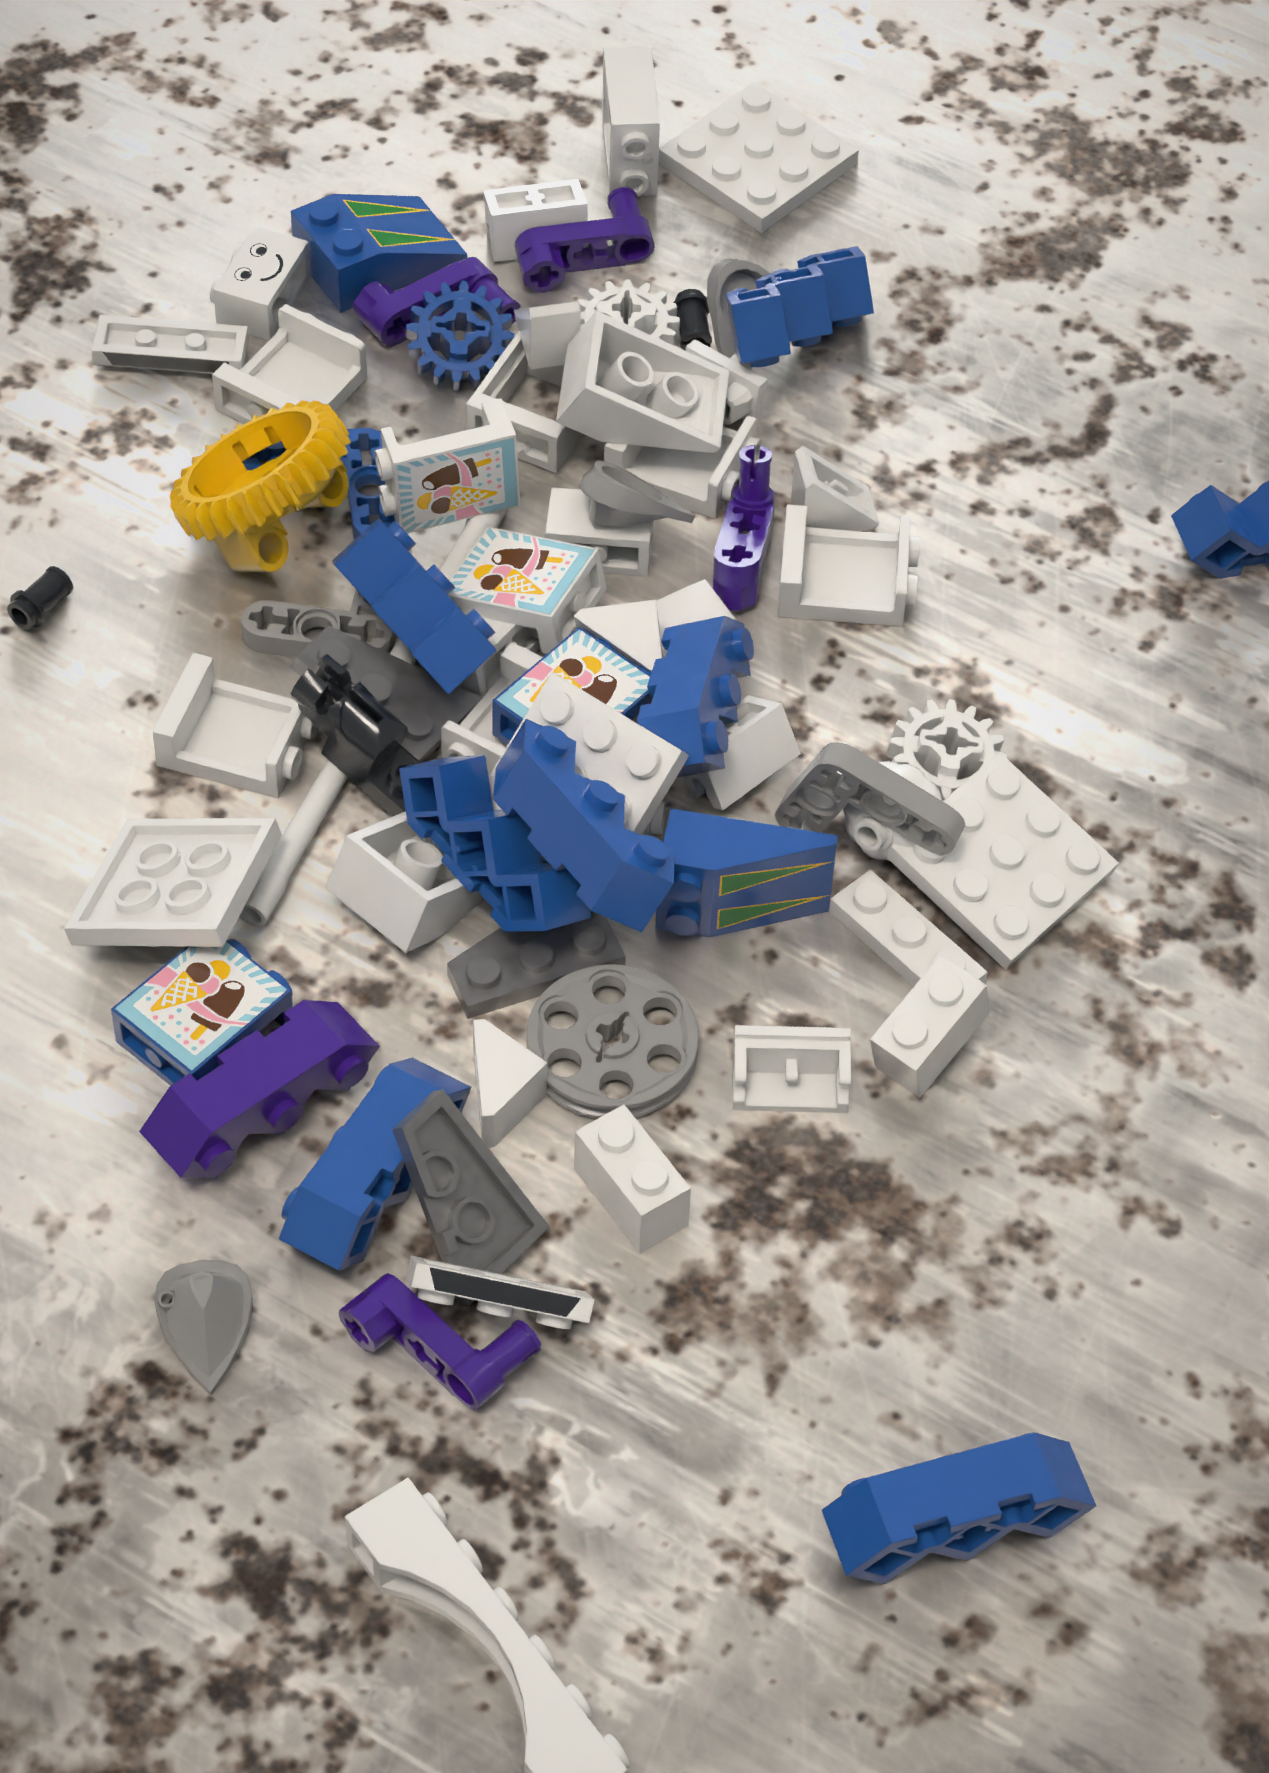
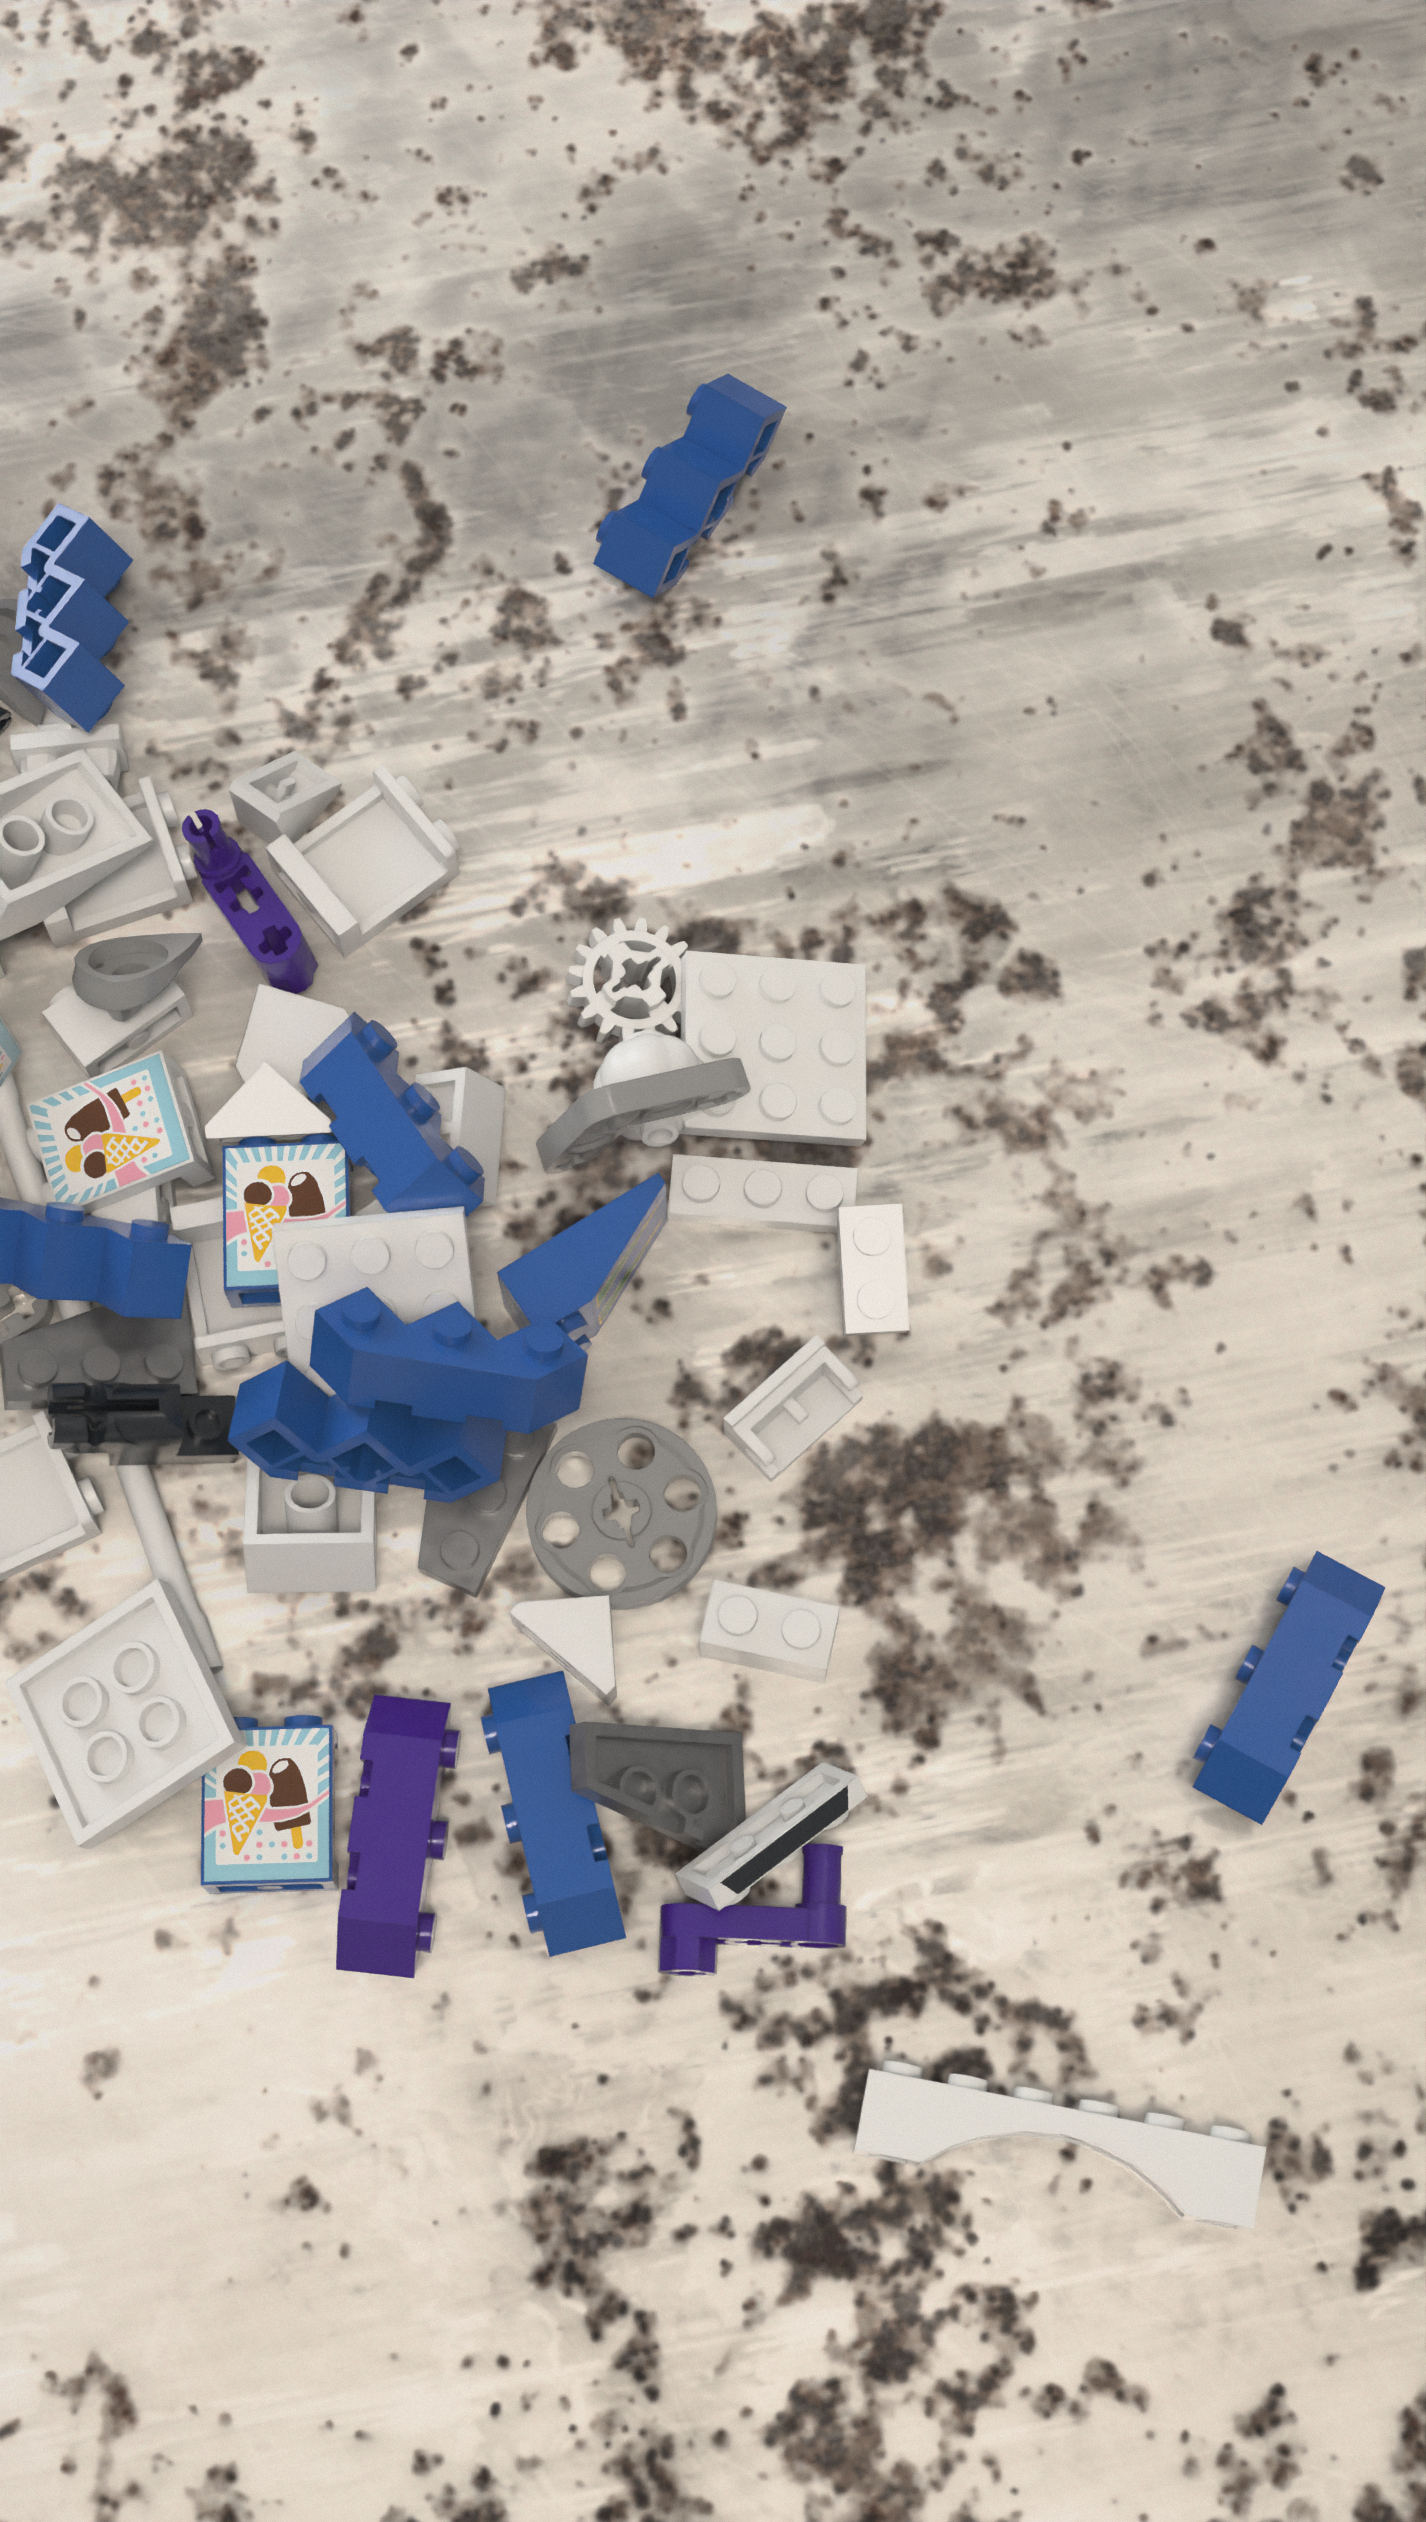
camera: 40 degrees left, 20 degrees up
(205, 1316) = (553, 2074): light grey piece -> none

